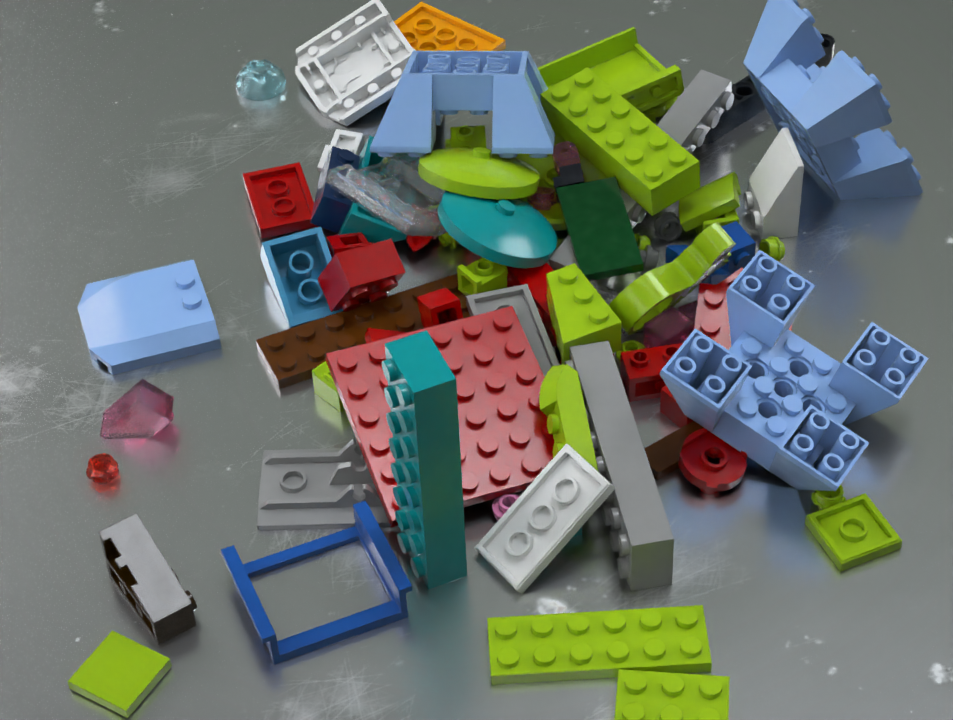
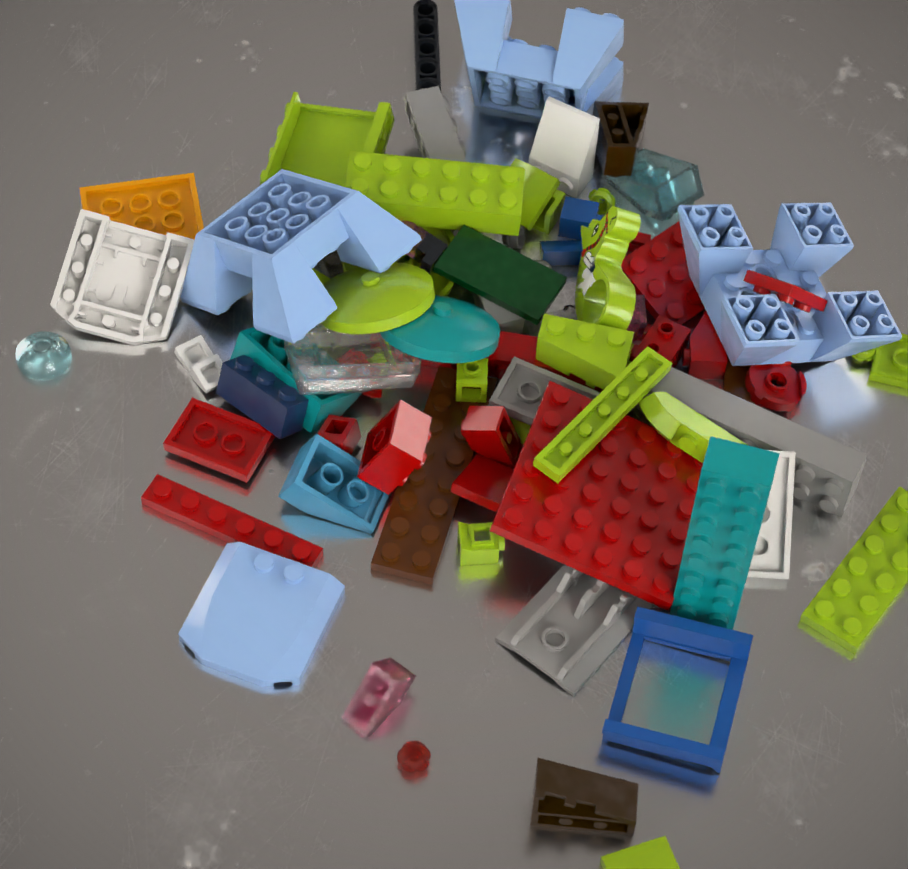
camera: 55 degrees left, 10 degrees up
(214, 256) = (226, 522): none -> red plate
(521, 347) = (602, 414): none -> lime plate
(768, 372) = (785, 292): none -> red plate
(832, 267) = (659, 184): none -> clear light blue slope
(843, 213) = (619, 135): none -> dark brown wedge

